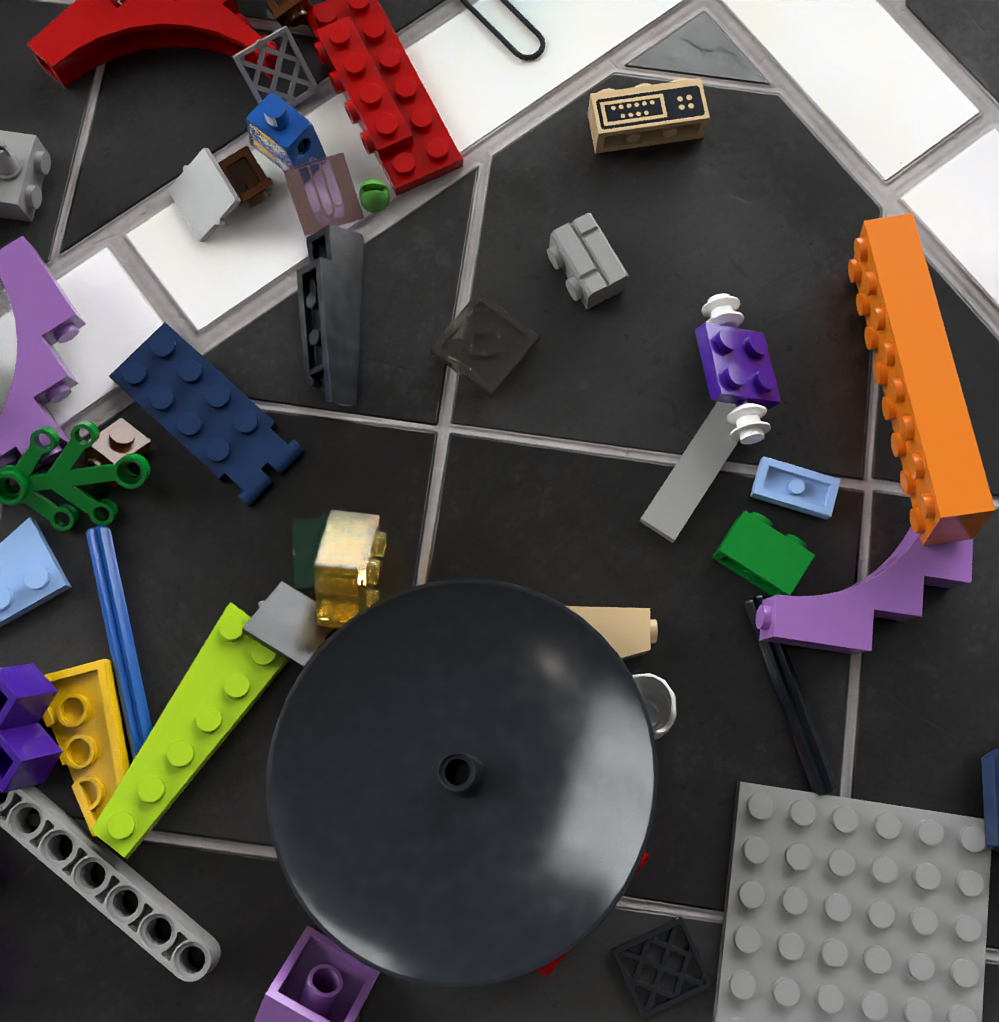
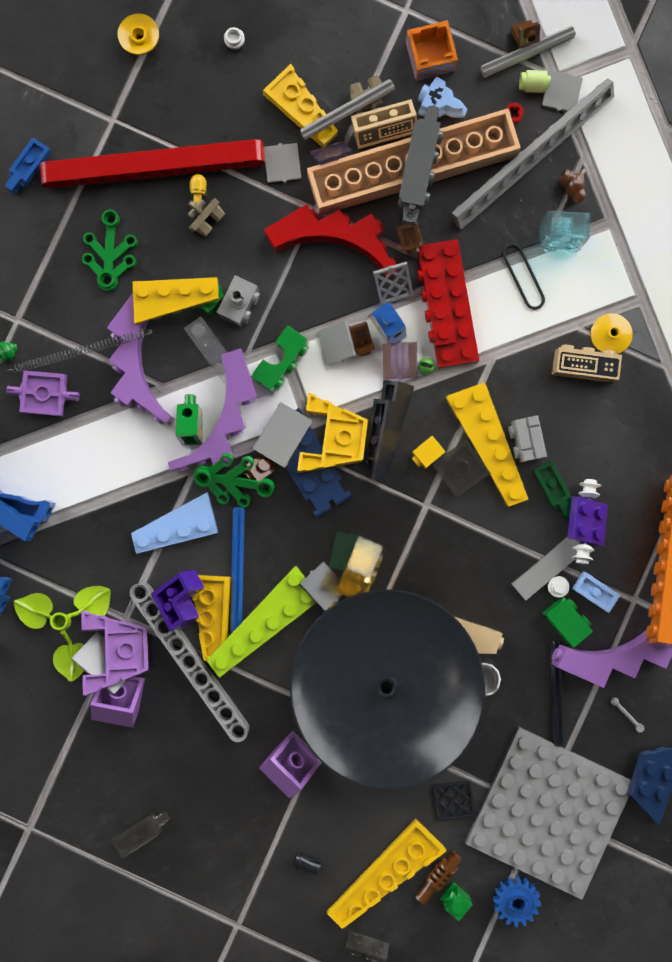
camera: 25 degrees right, 10 degrees up
(105, 278) = (271, 375): none -> green arch
(144, 373) = (282, 434): none -> light grey piece
(256, 354) = (342, 440): none -> yellow wing
(416, 332) = (427, 453): none -> yellow brick
(504, 267) = (481, 424): none -> yellow wing
(658, 66) = (602, 337): none -> yellow dish
(660, 331) = (553, 487): none -> dark green hinge
(725, 499) = (558, 586): none -> white plate
(959, 713) = (638, 726): none -> light grey hinge

